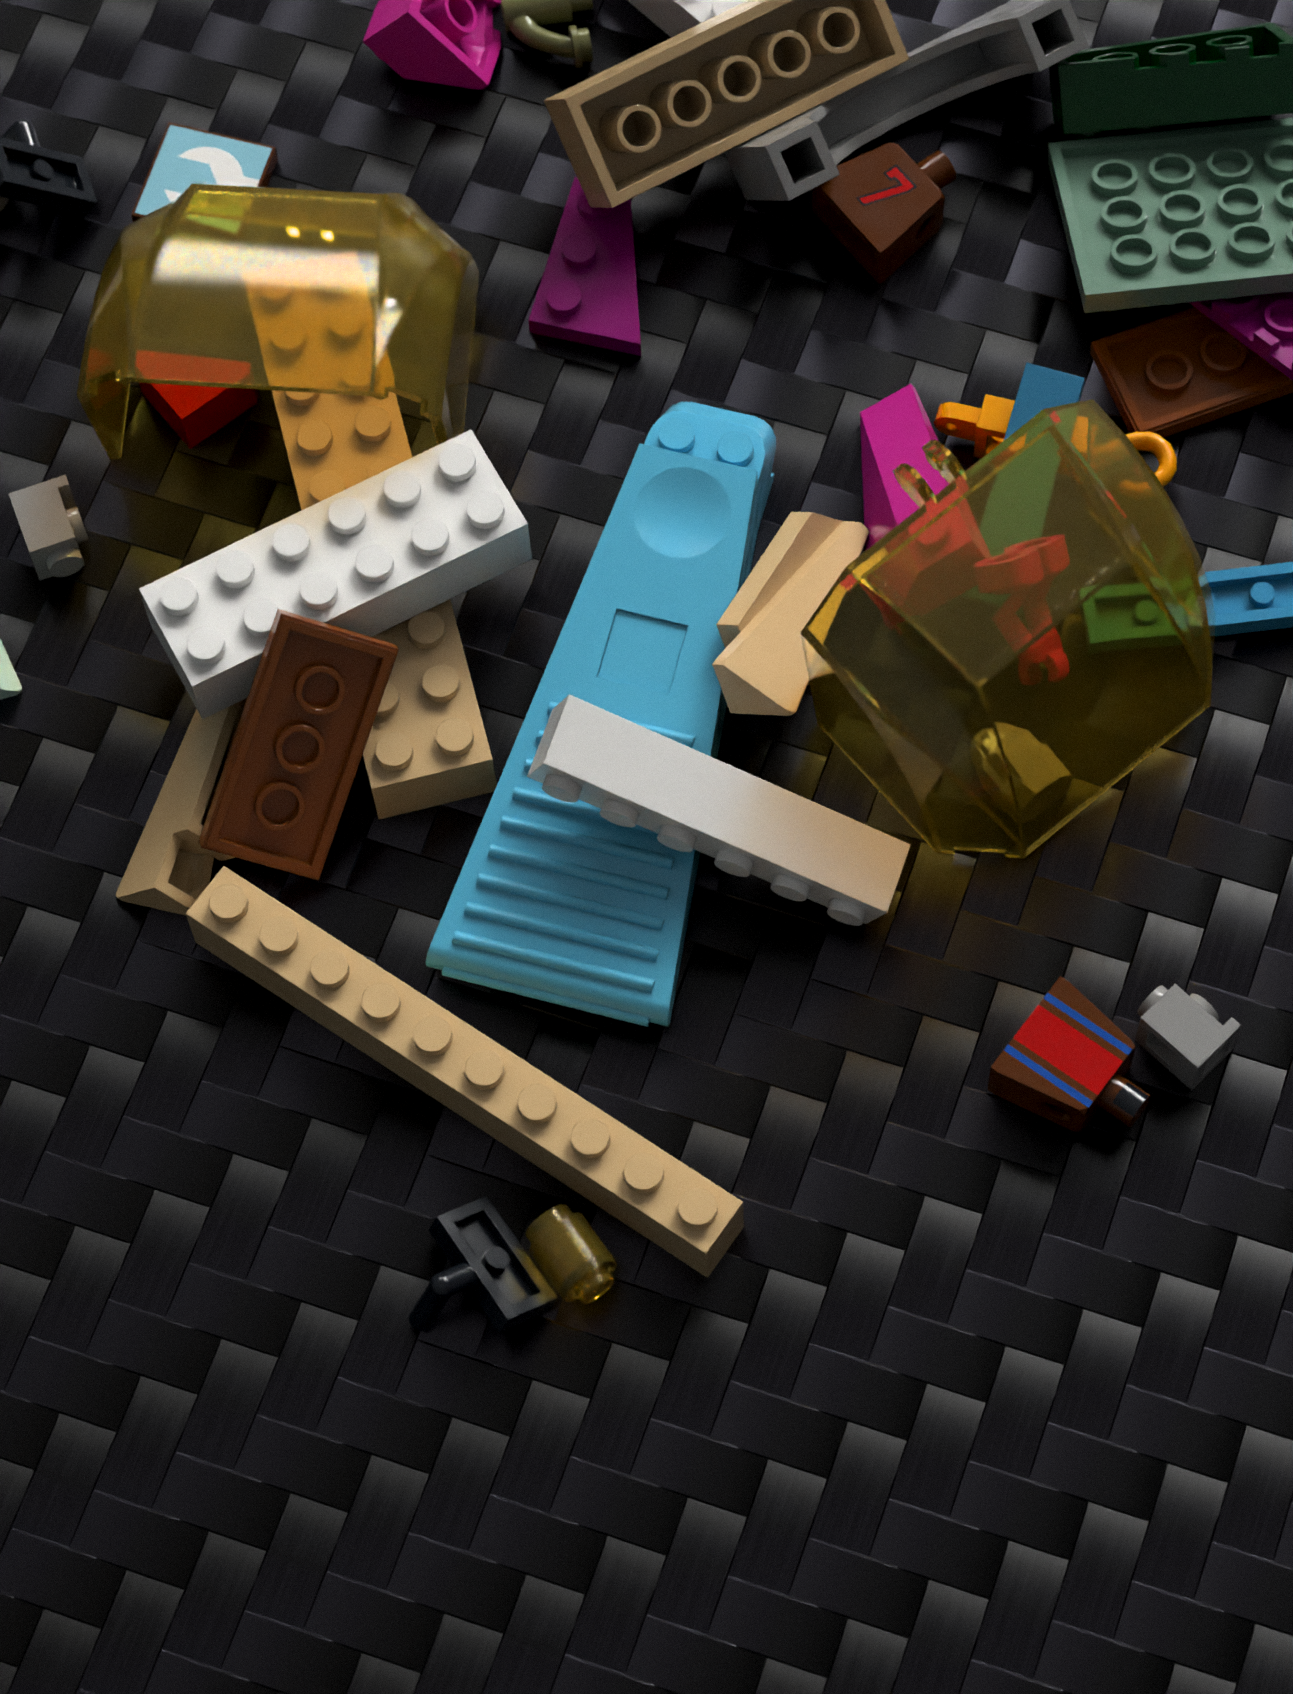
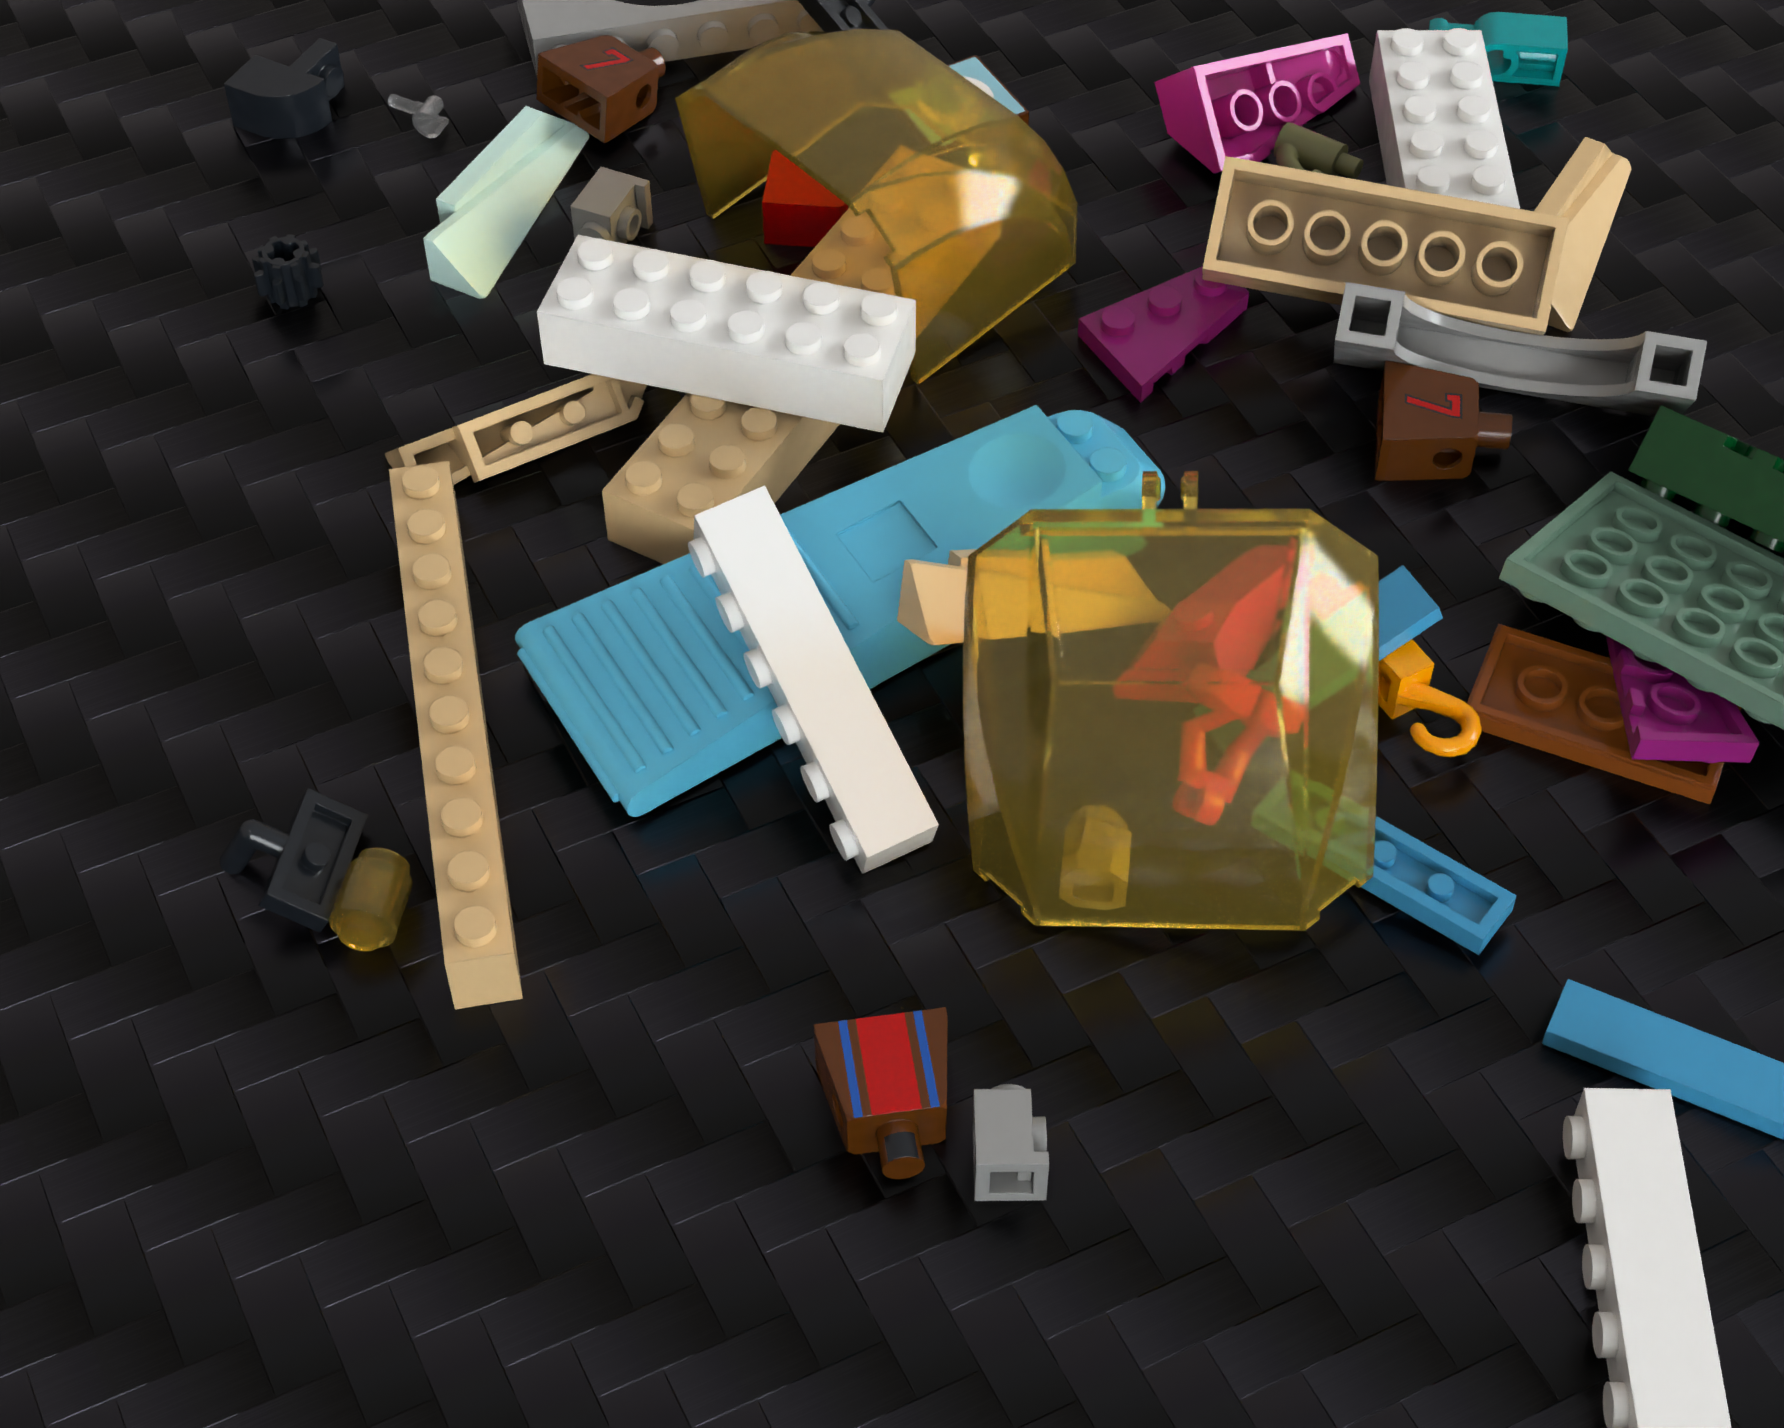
camera: 40 degrees right, 15 degrees down
(298, 745) = (580, 418): dark orange tile -> none

